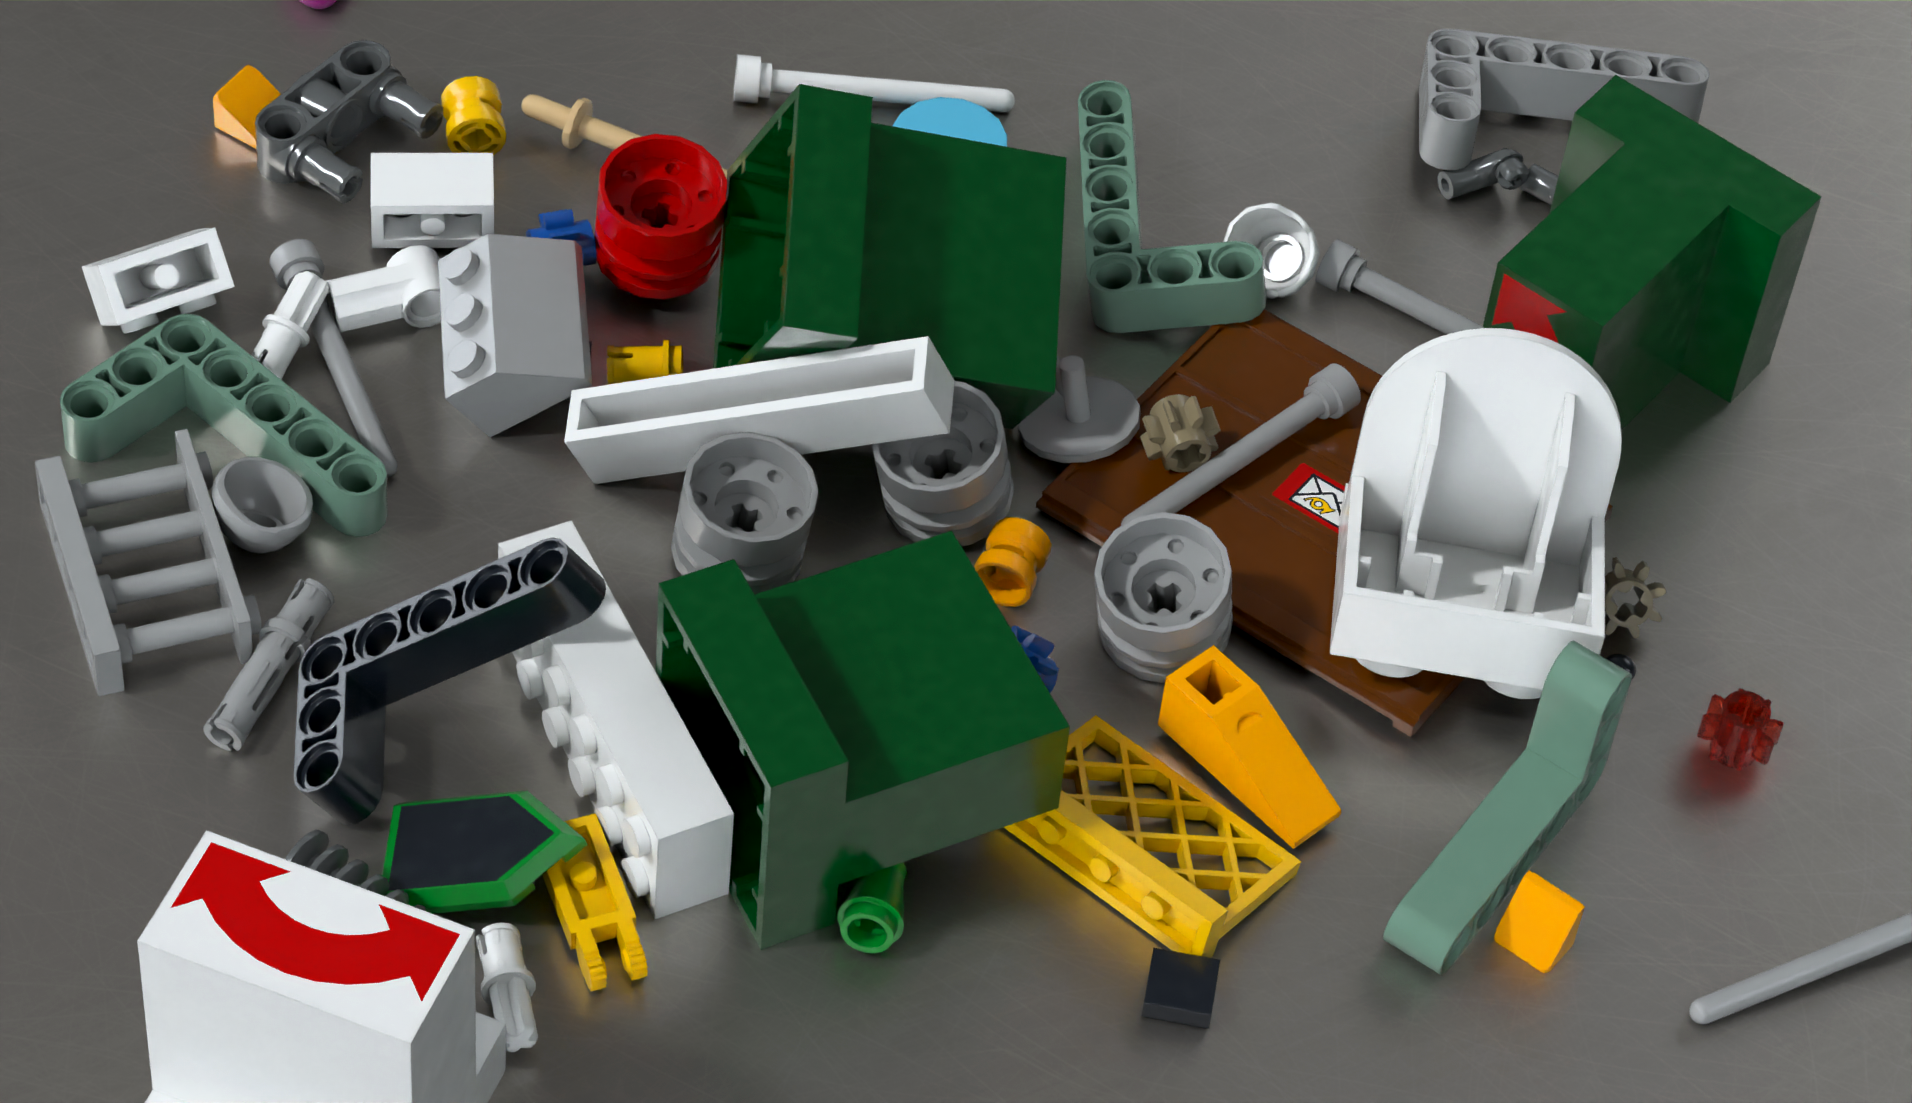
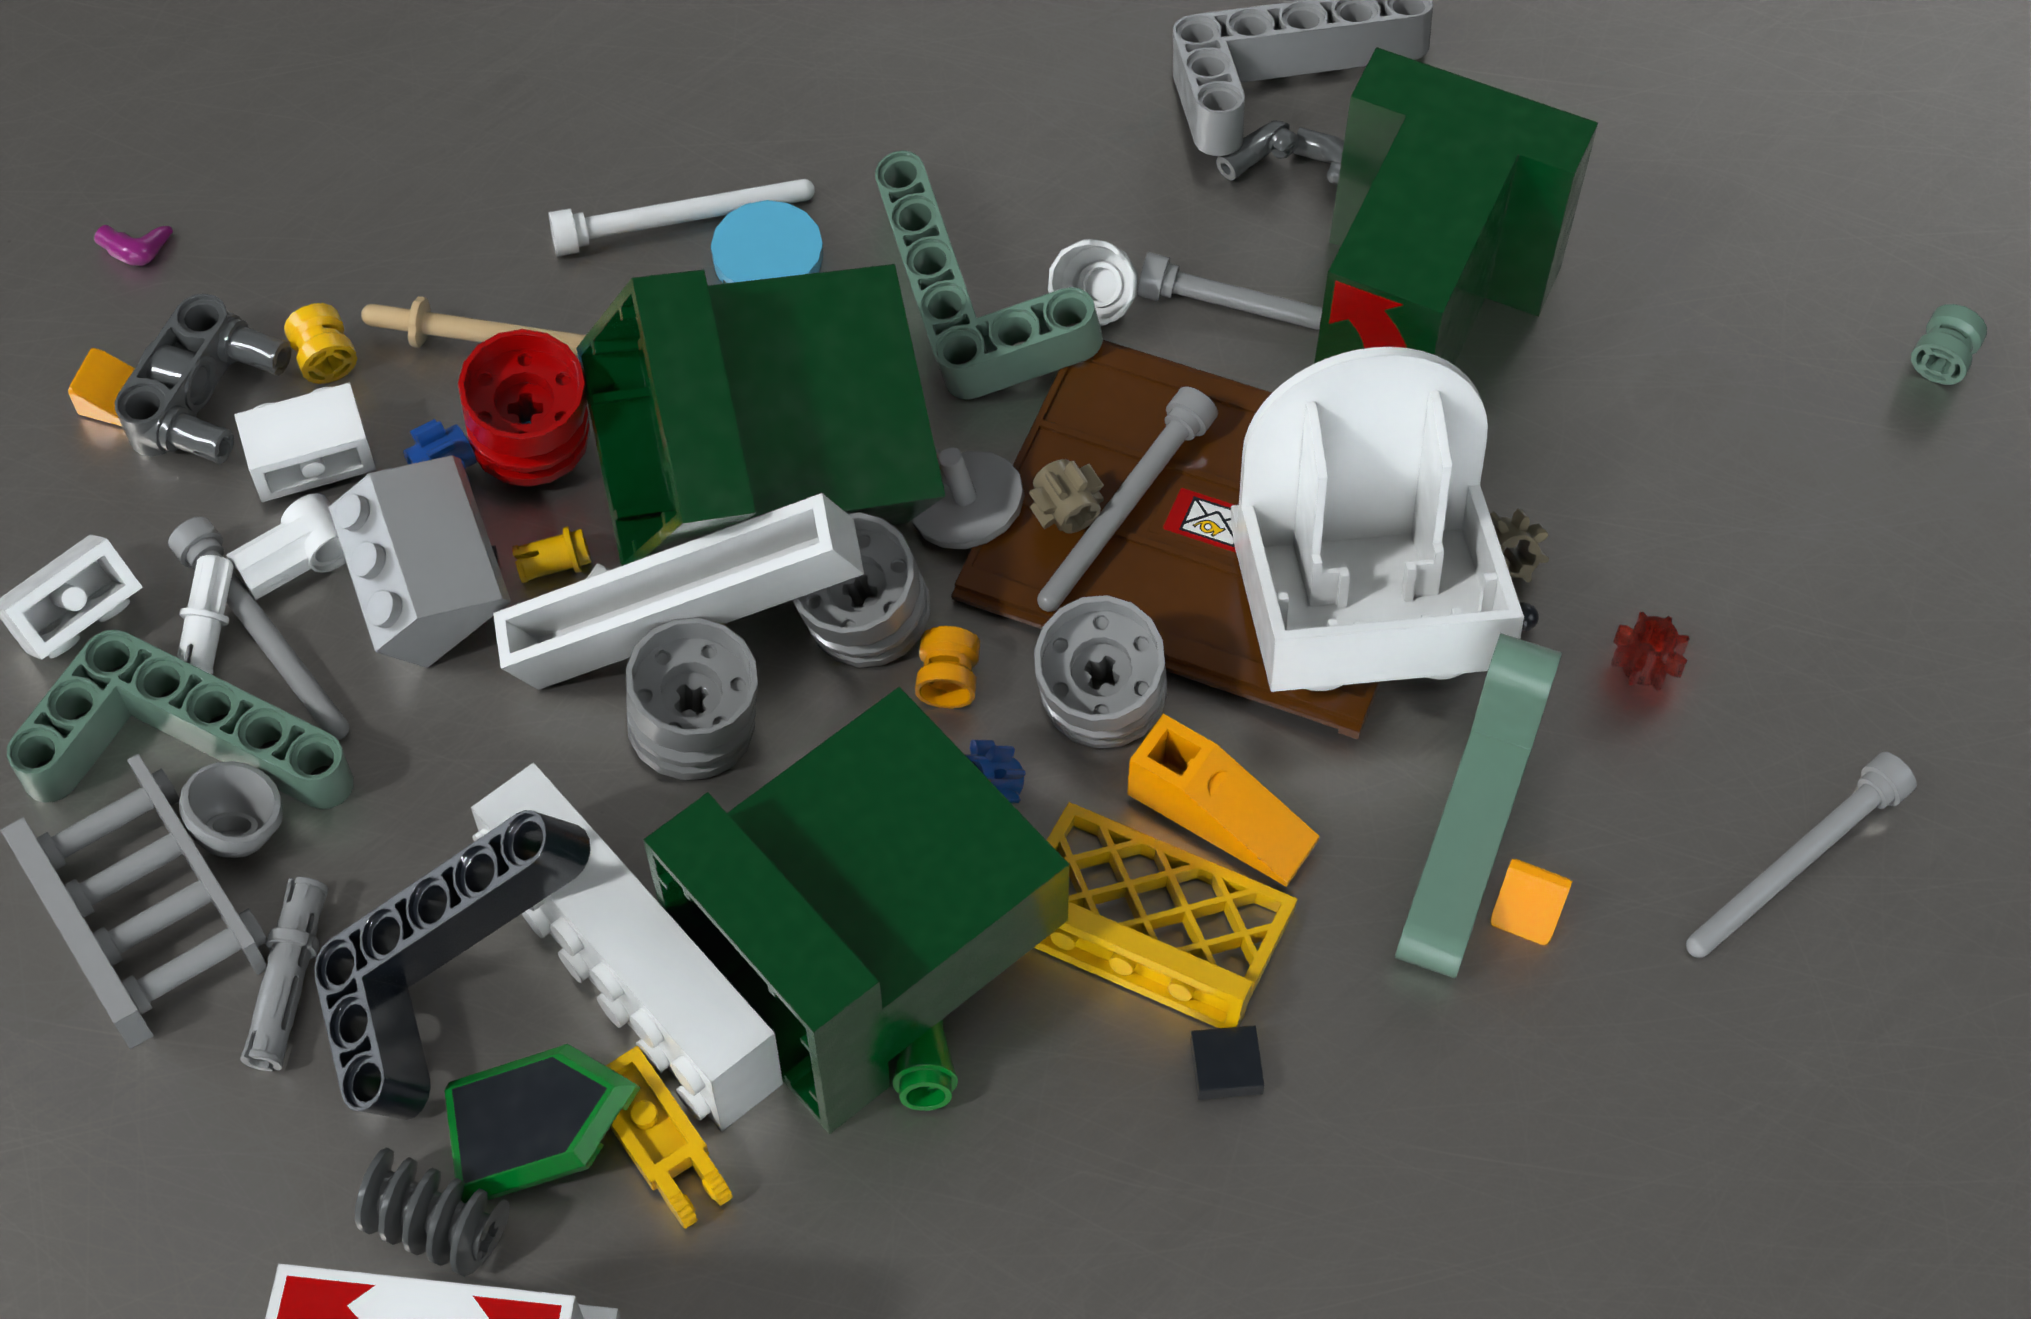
camera: 10 degrees left, 10 degrees up
(508, 983) = (605, 1251): white axle -> none

